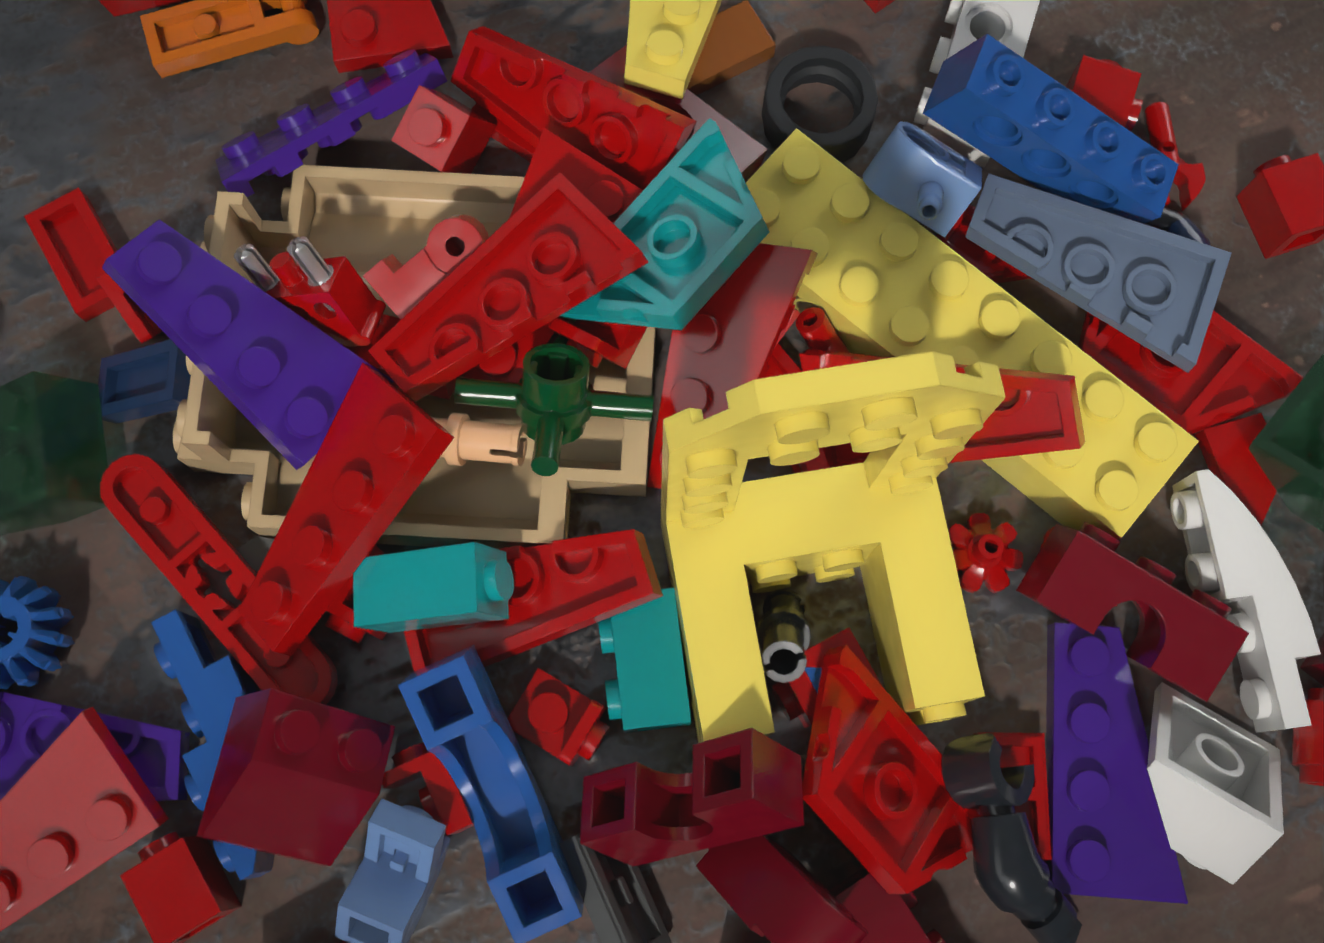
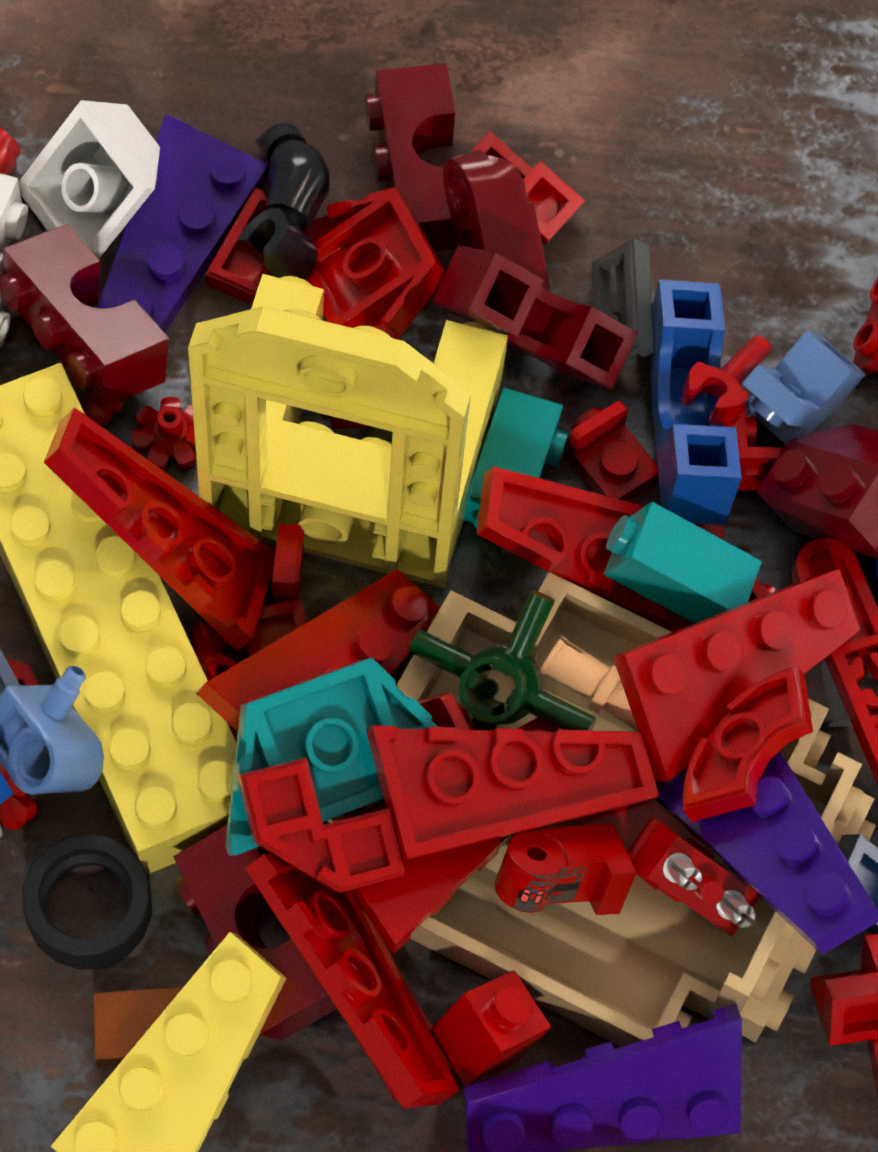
camera: 160 degrees left, 10 degrees down
(300, 414) = (734, 756): none -> red tile
(467, 830) = (726, 382): none -> red bar
(680, 158) = (288, 824): none -> red tile

